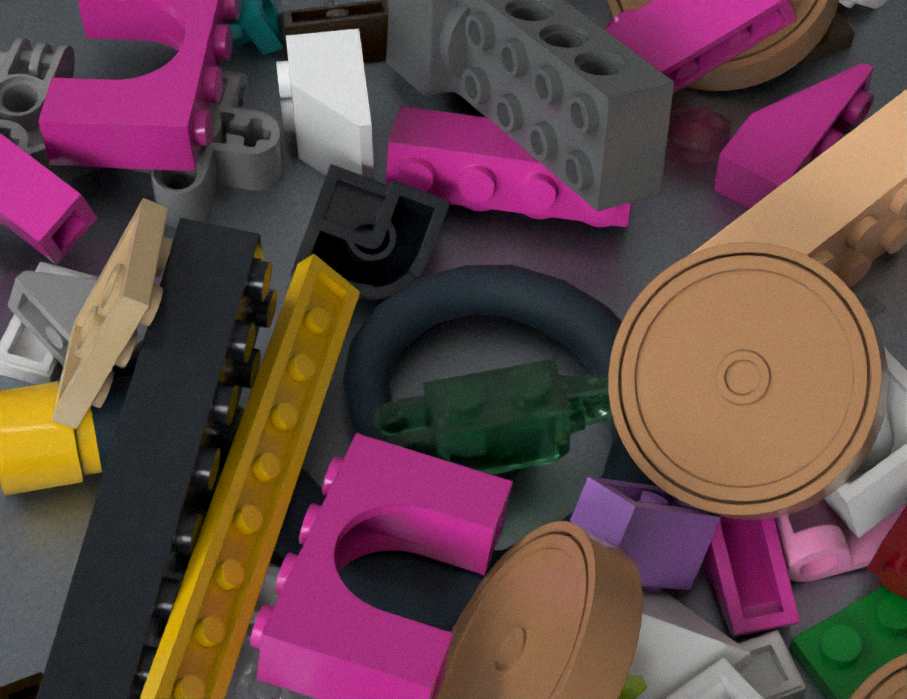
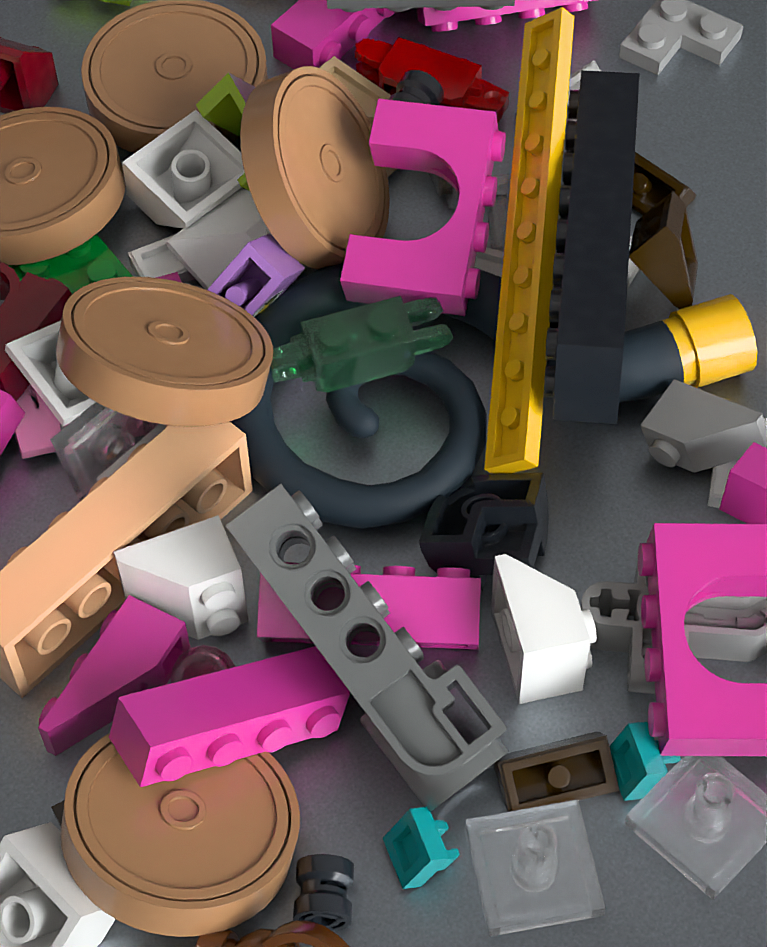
camera: 175 degrees right, 0 degrees up
(52, 547) = (666, 250): none -> dark brown tile
(108, 320) = (662, 322): tan plate -> none
(711, 182) = (188, 577): none -> white slope

